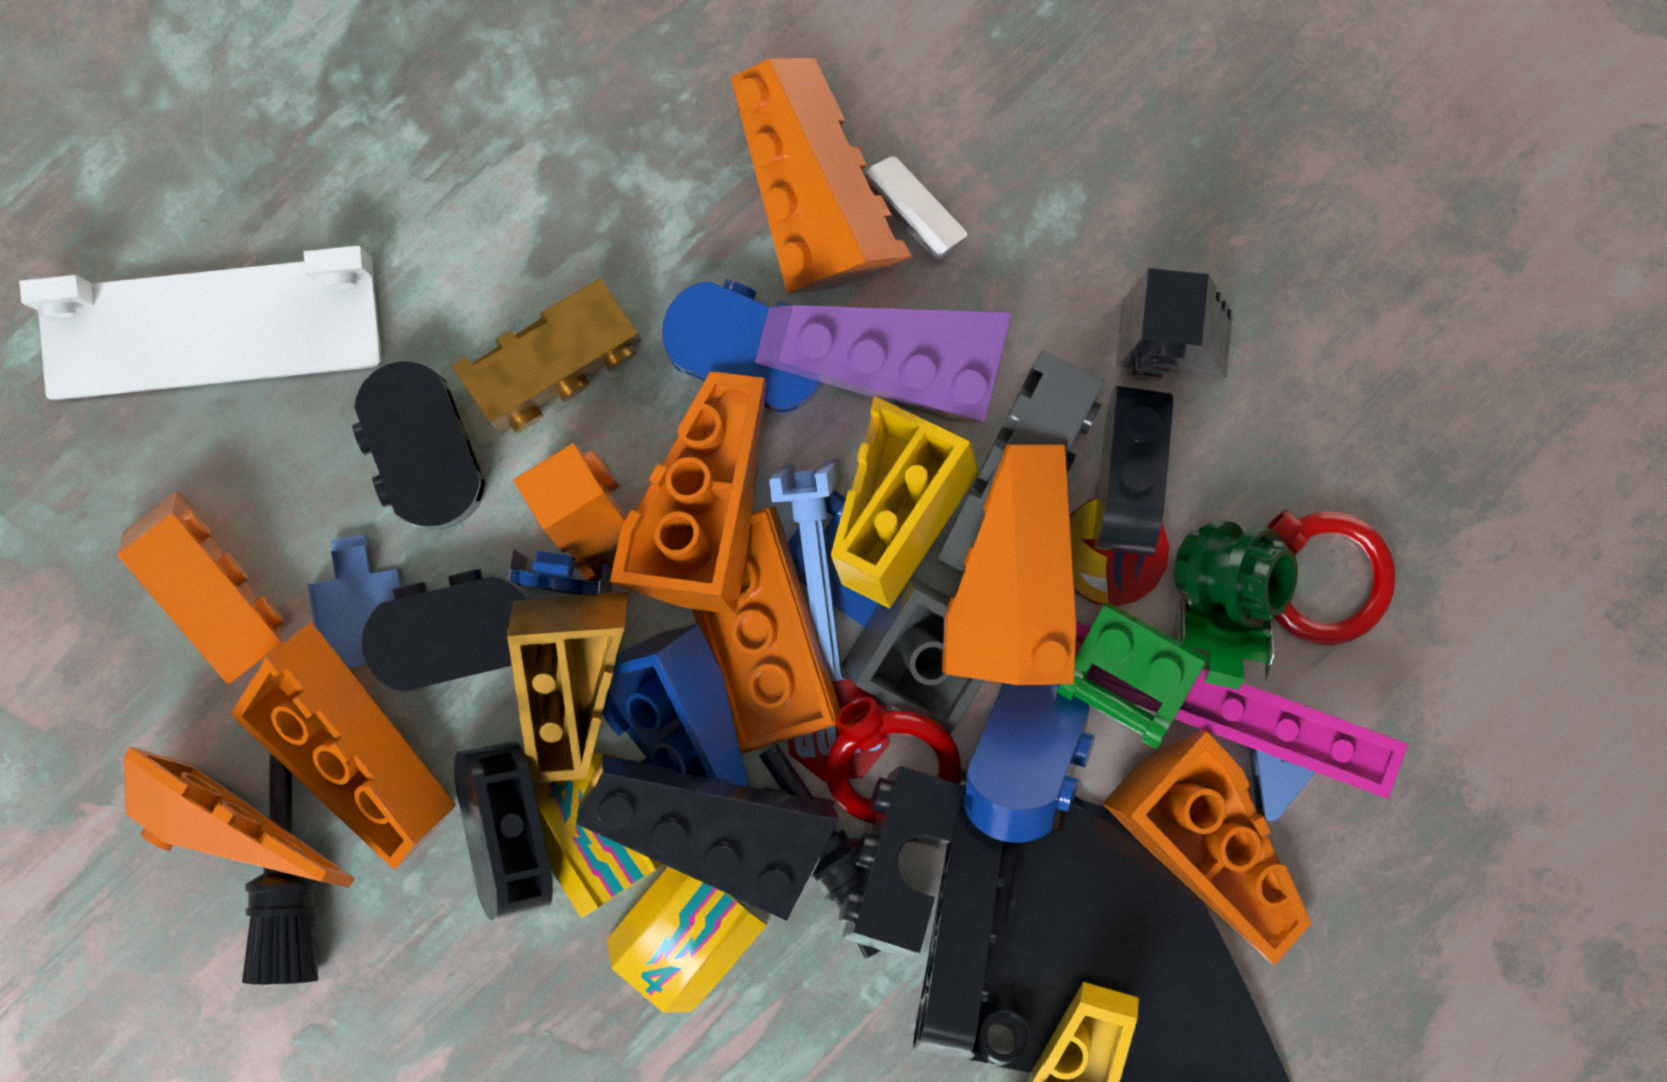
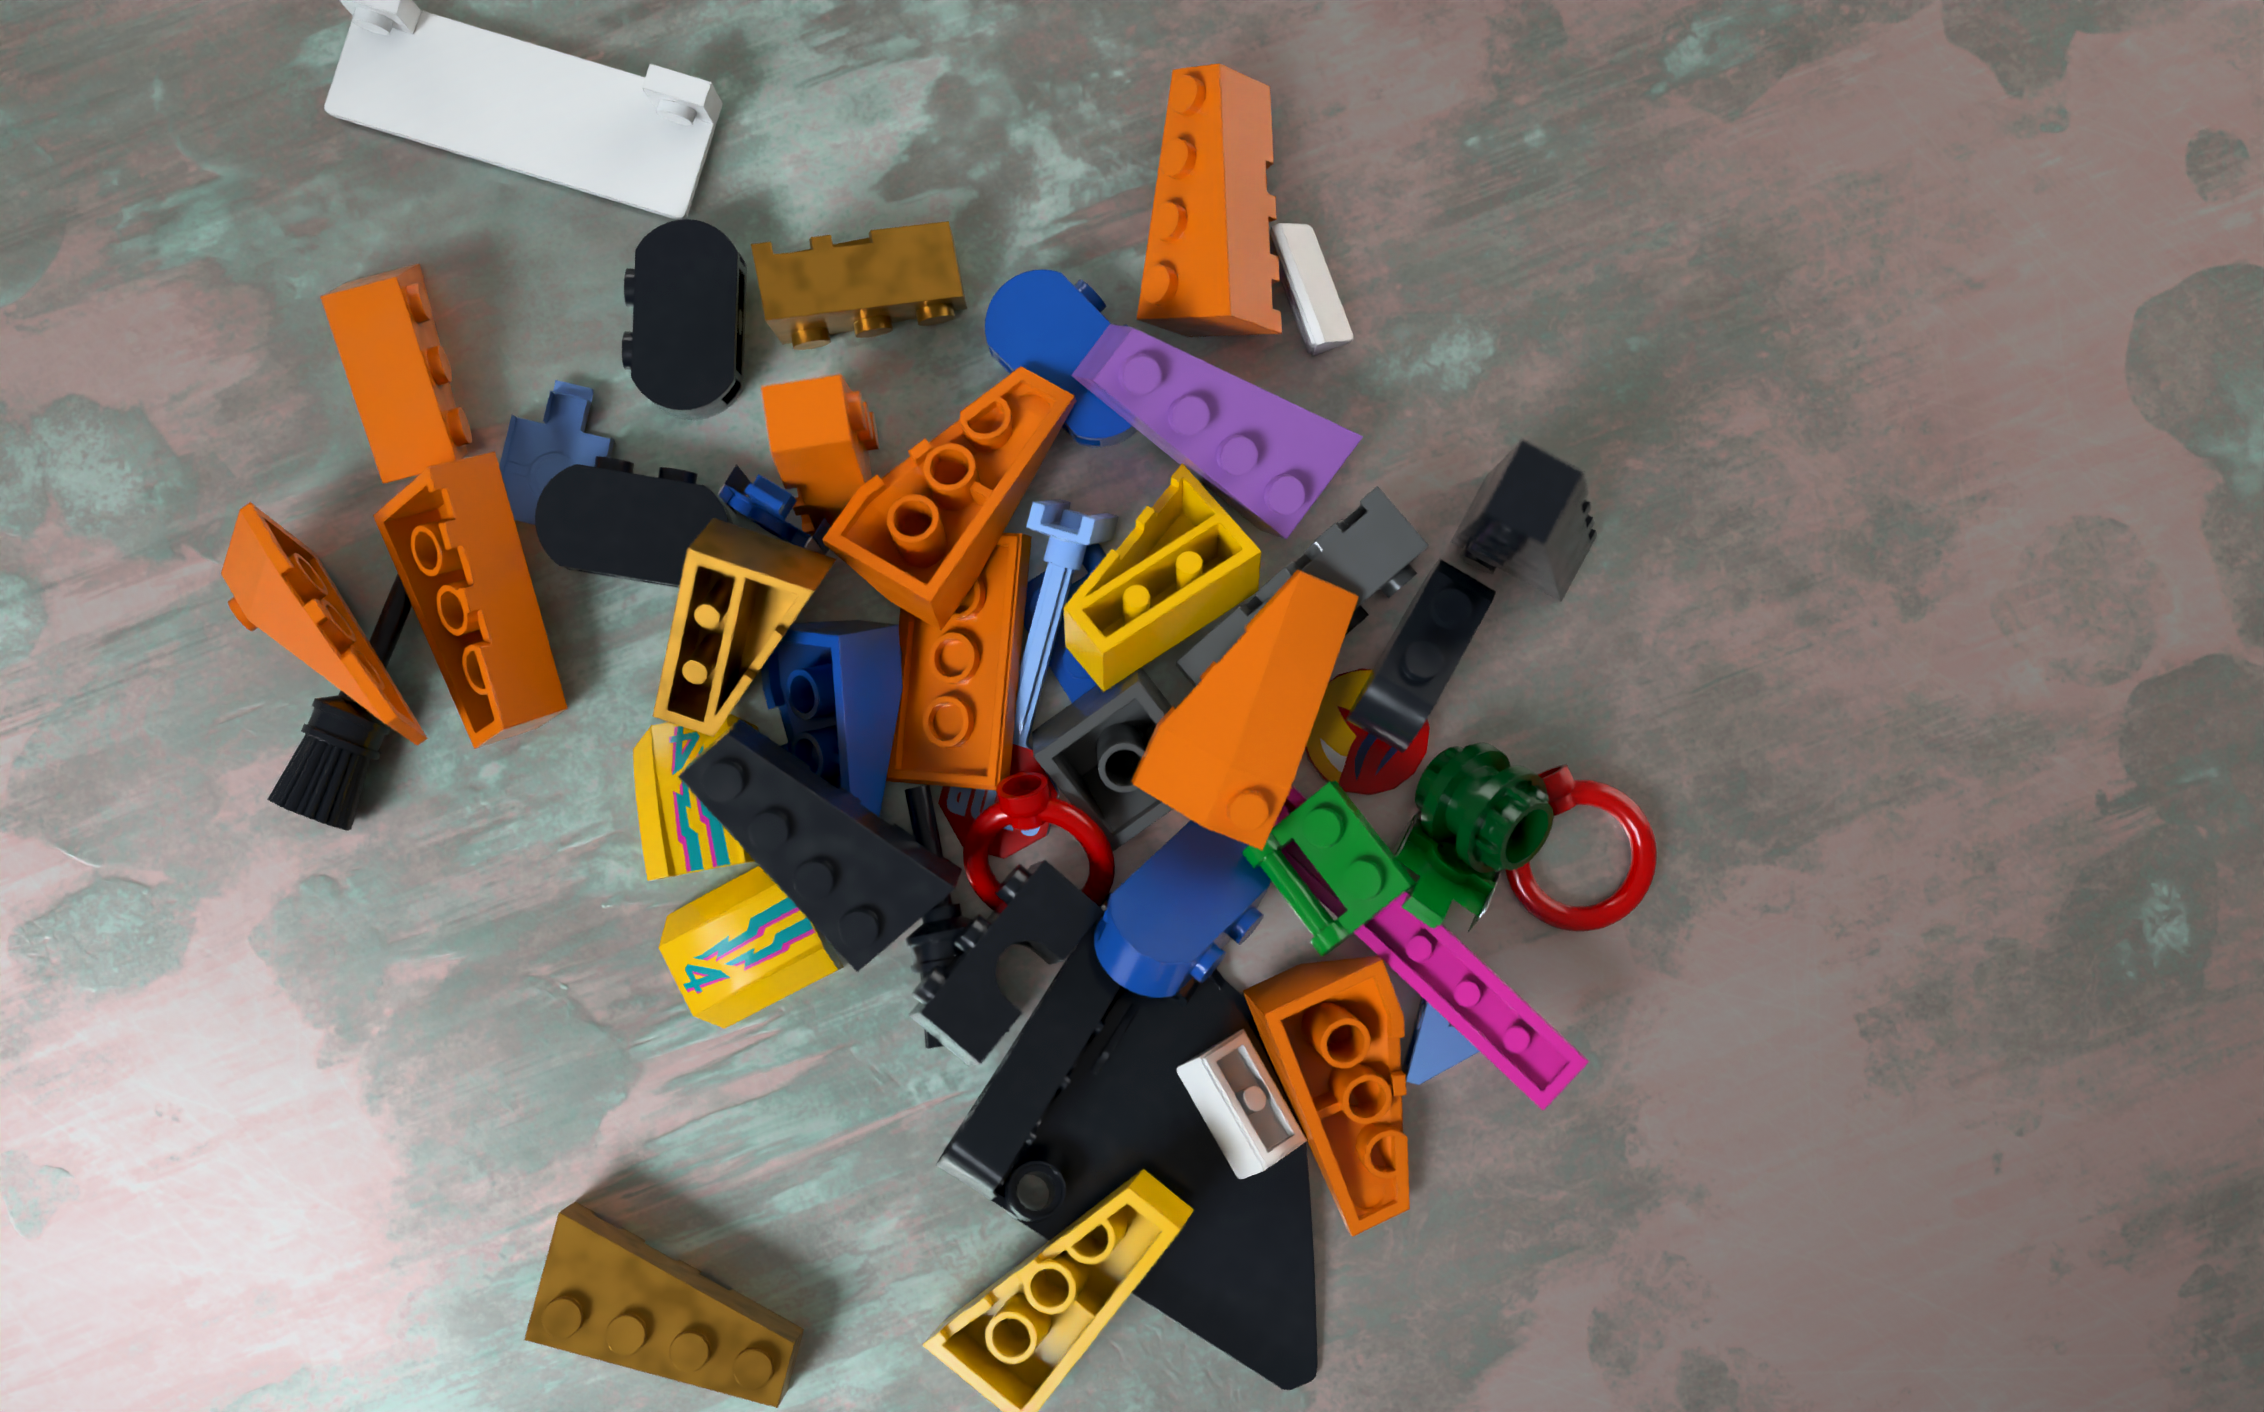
camera: 25 degrees right, 0 degrees up
(503, 830) = (604, 754): black brick -> none
(1140, 896) = (1241, 1105): none -> white slope

